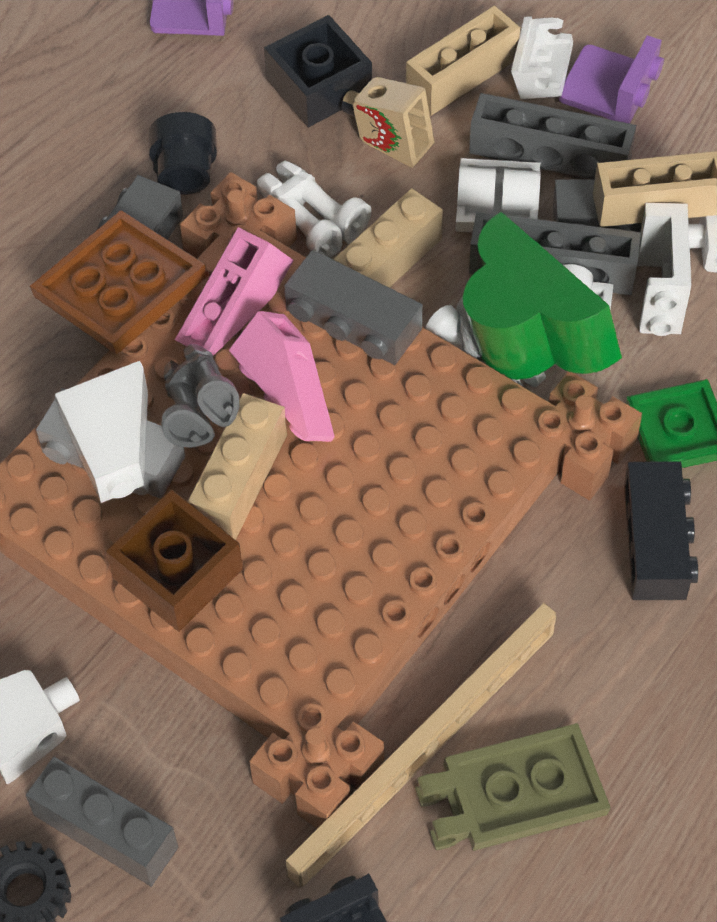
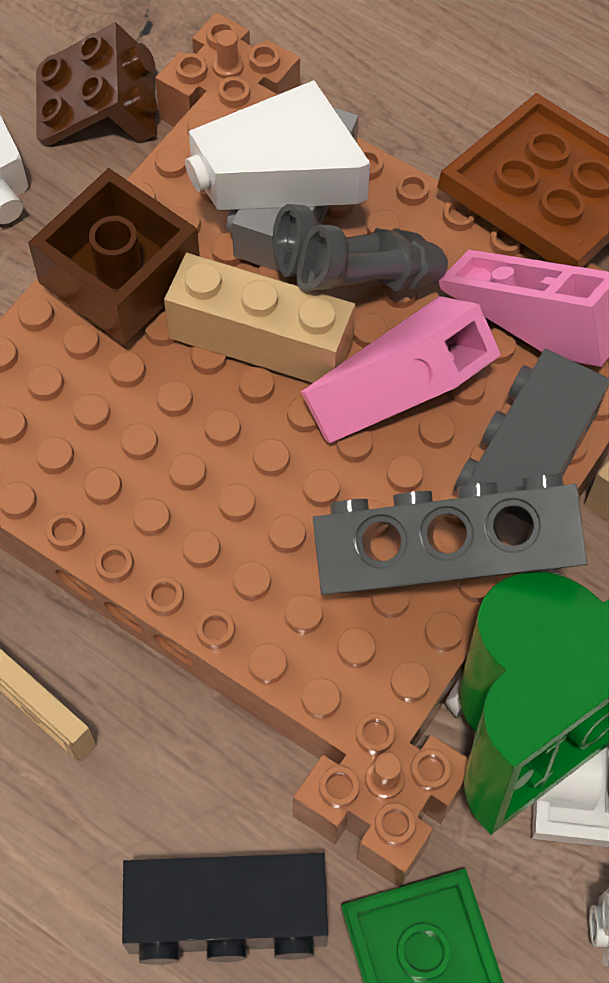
camera: 85 degrees right, 5 degrees up
(447, 287) = (350, 566): none -> dark grey brick

